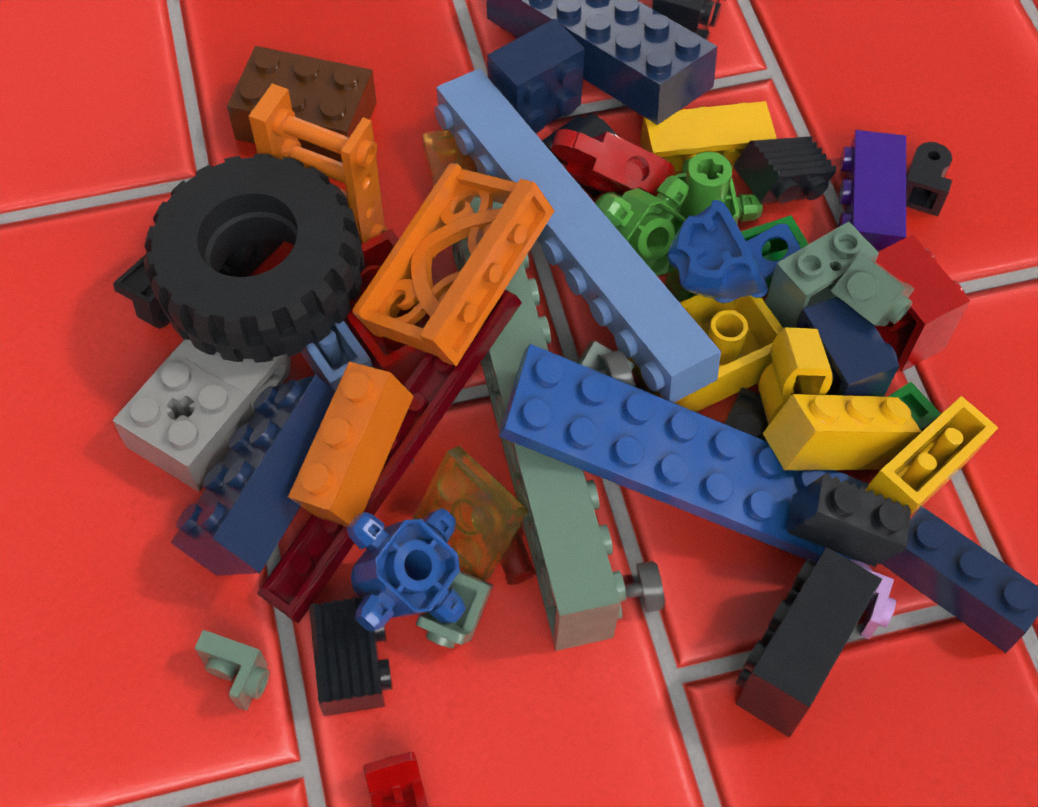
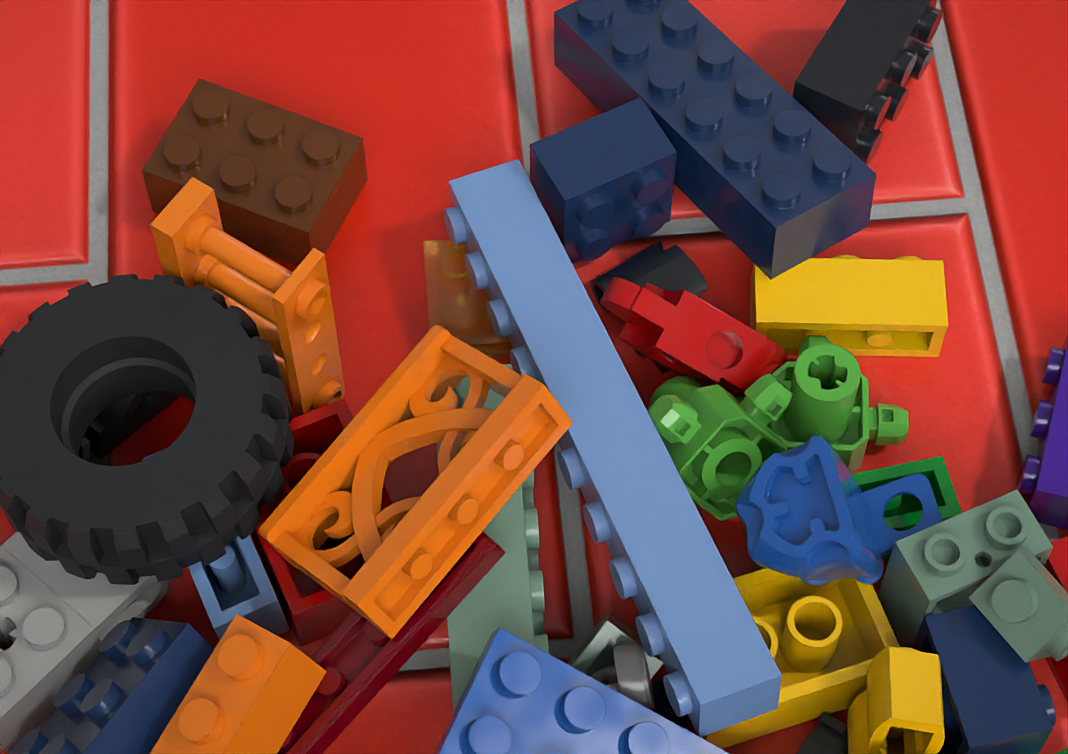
camera: 10 degrees right, 0 degrees up
(784, 169) = (953, 374): black brick -> none

